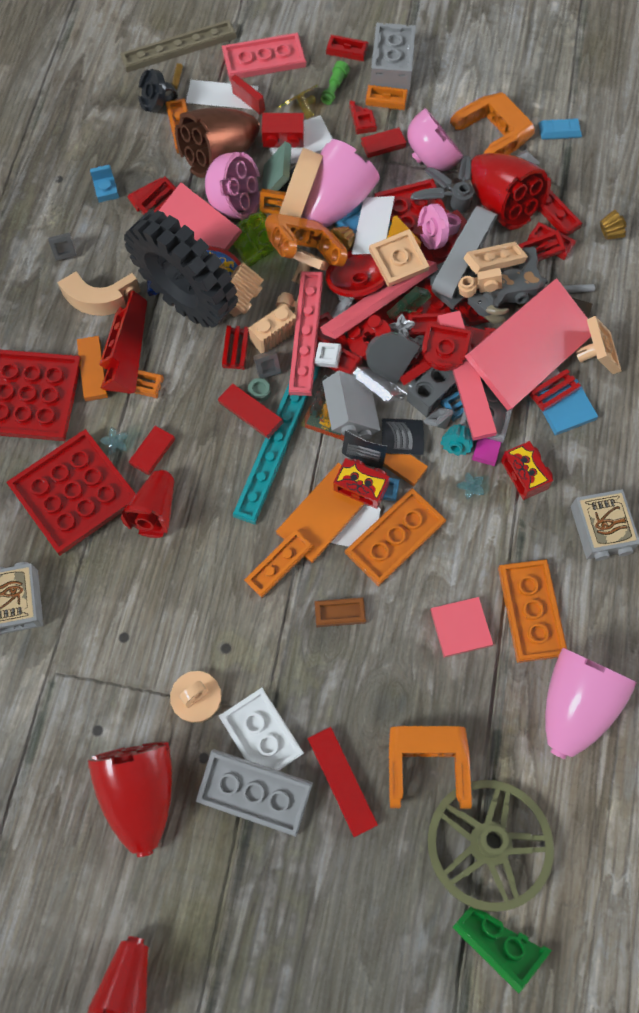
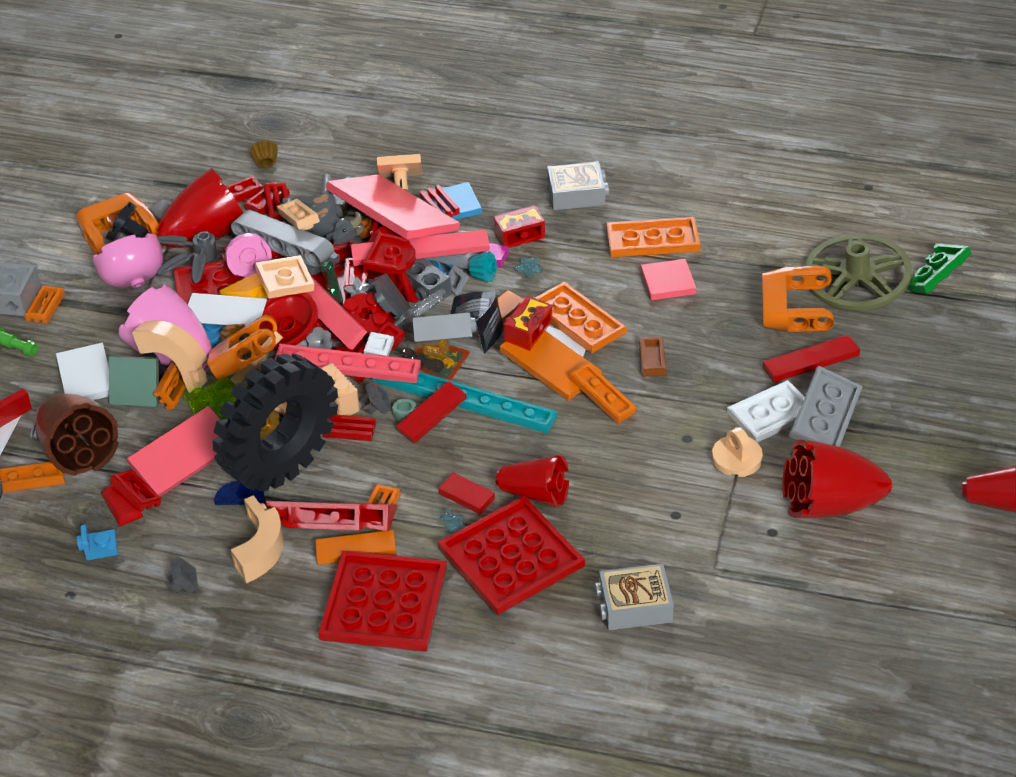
camera: 85 degrees left, 25 degrees down
(231, 183) = (144, 414): bright pink cylinder -> none
(281, 128) = (77, 372): red brick -> none
(304, 102) = (26, 362): clear yellow shield -> none
(362, 118) = (67, 324): red tile -> none
(383, 142) = (108, 308): red tile -> none
(485, 130) = (126, 225): none -> black tile
(486, 282) = (326, 219): light nougat plate -> none
(560, 129) = (131, 181): dark azure tile -> none
(582, 703) = (738, 203): bright pink cylinder -> none

